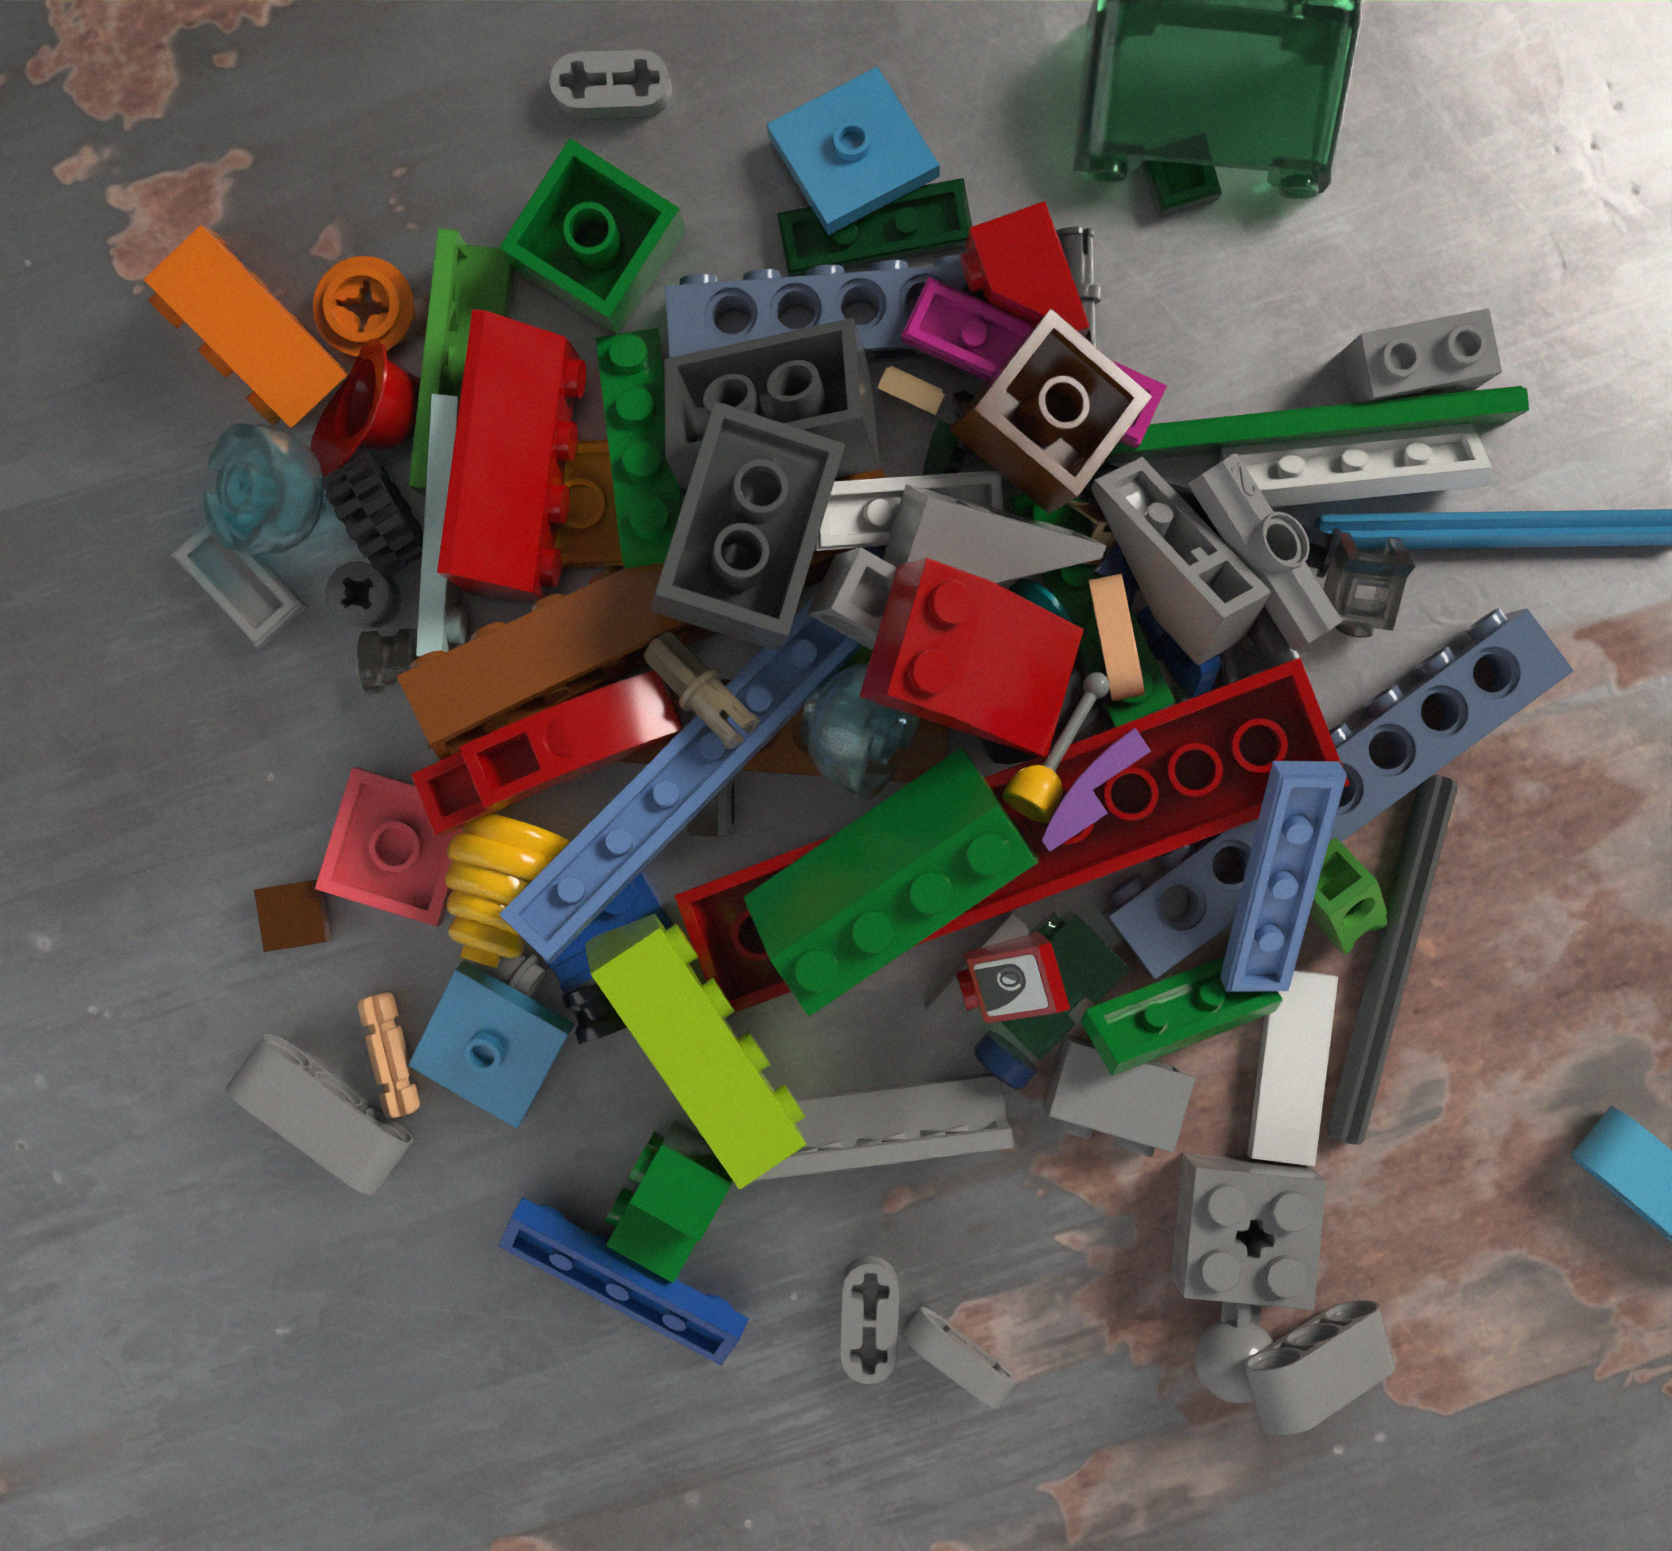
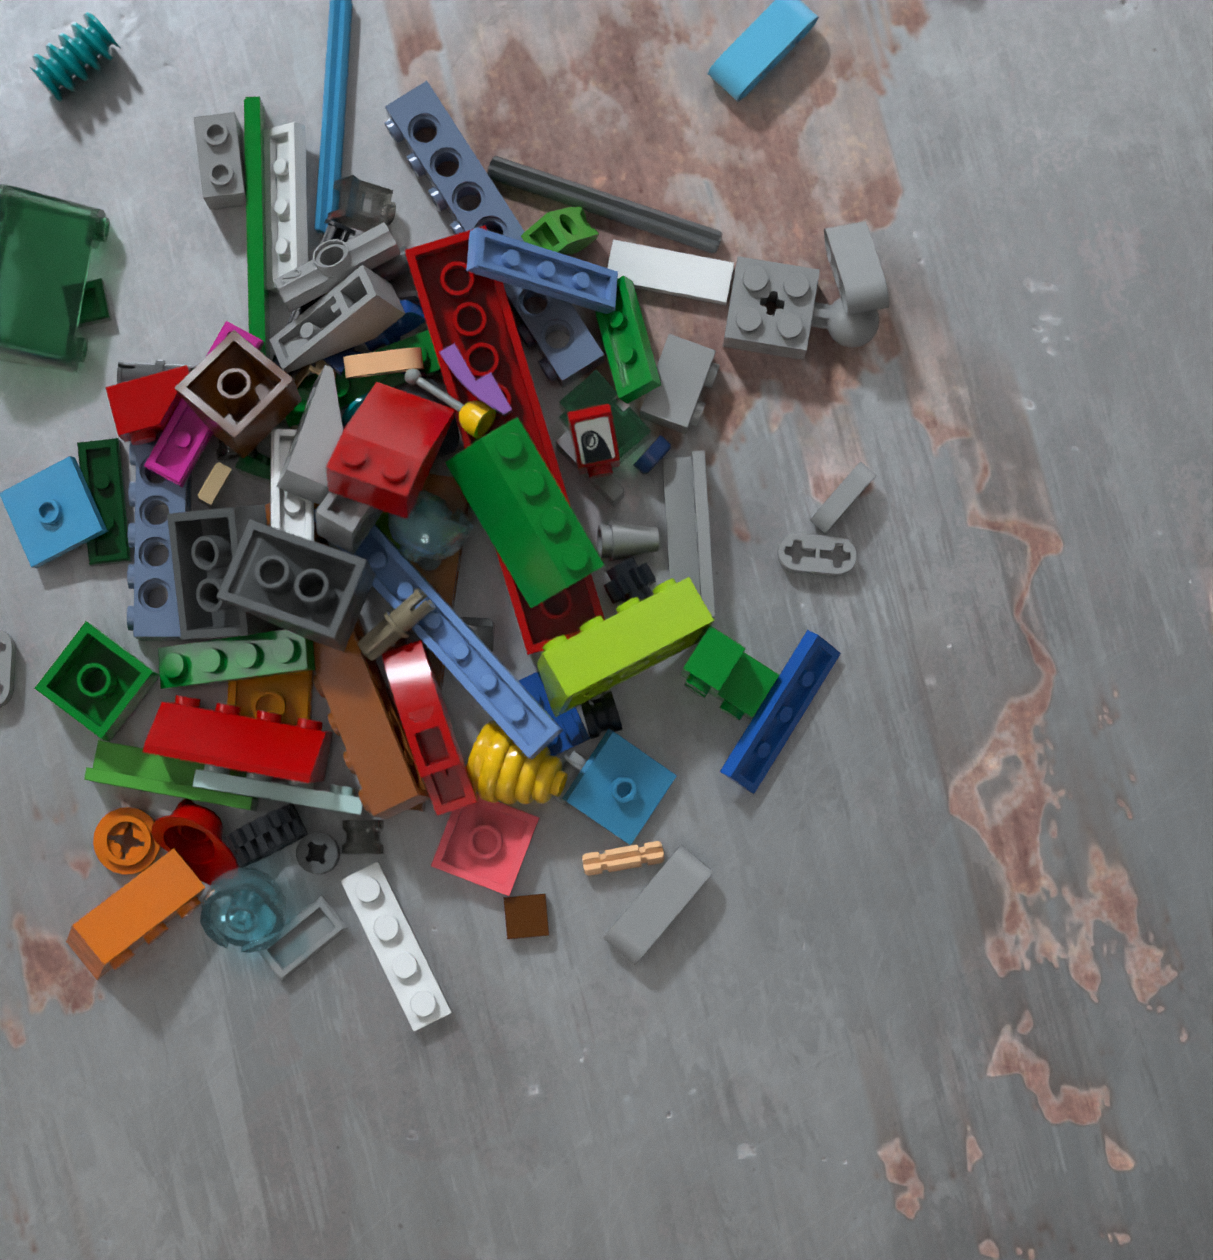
camera: 90 degrees left, 5 degrees down
(235, 723) = (396, 946): none -> white plate
(803, 1041) = (629, 581): none -> black gear
(870, 1025) = (624, 540): none -> light grey cone
(1571, 116) = (74, 55): none -> teal piece

